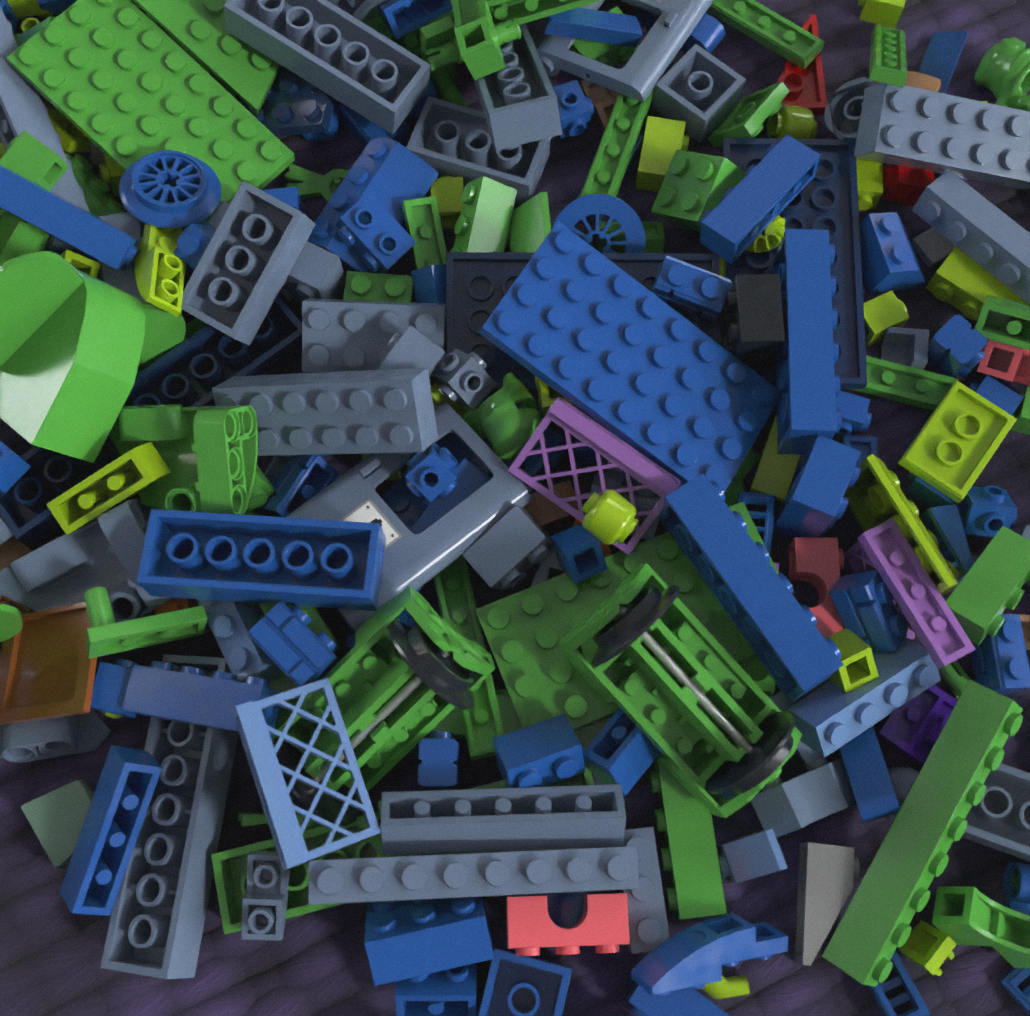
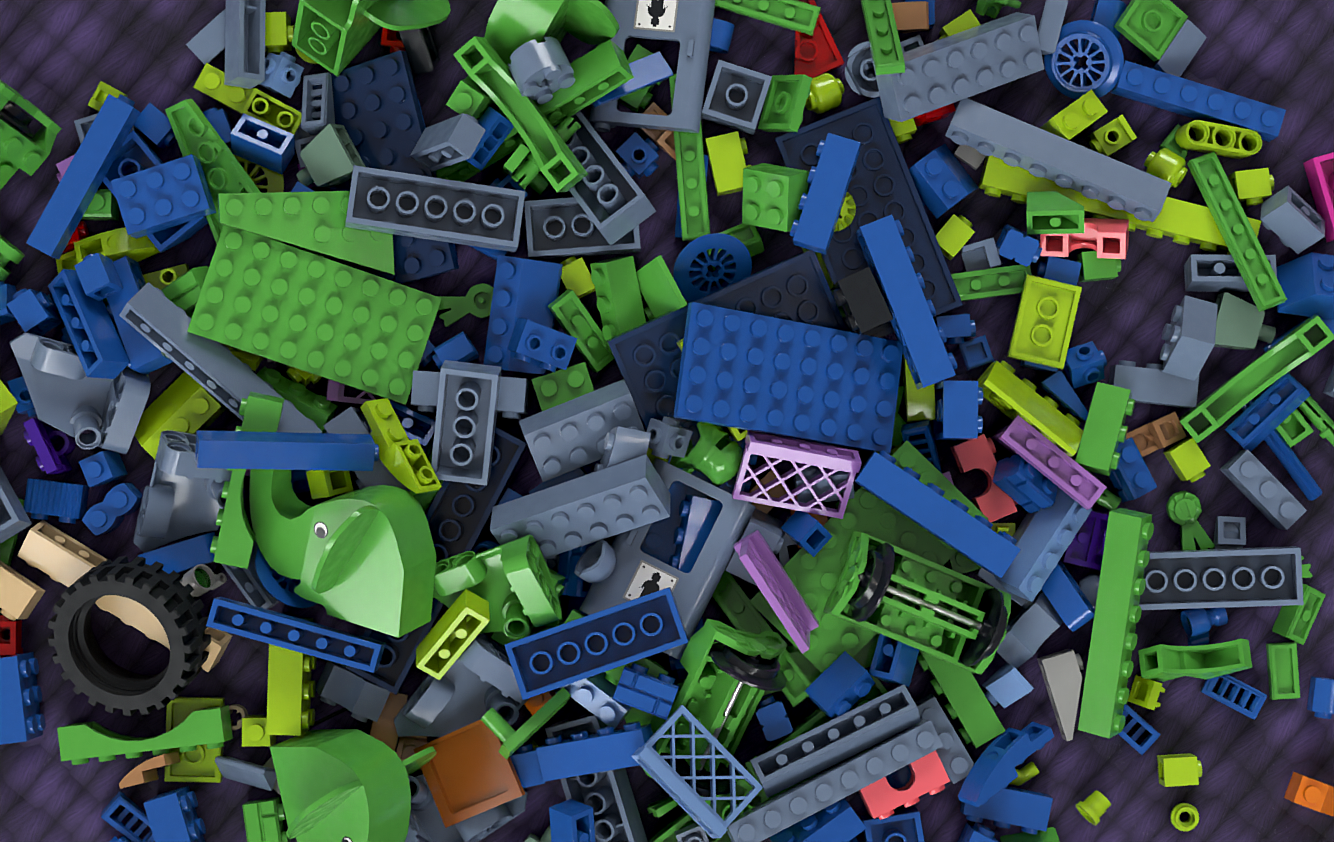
camera: 25 degrees left, 15 degrees up
(190, 181) = (374, 410): blue piece -> none
(194, 242) = (420, 418): blue brick -> none
(315, 480) = (596, 562): none -> sand blue helmet
(430, 284) = (602, 365): blue brick -> none
(436, 461) = (681, 524): blue brick -> none
(513, 593) = (777, 588): none -> medium lavender fence
(609, 517) = (820, 505): lime head -> none
(690, 288) = (804, 293): blue brick -> none
(858, 662) = (1022, 527): lime brick -> none

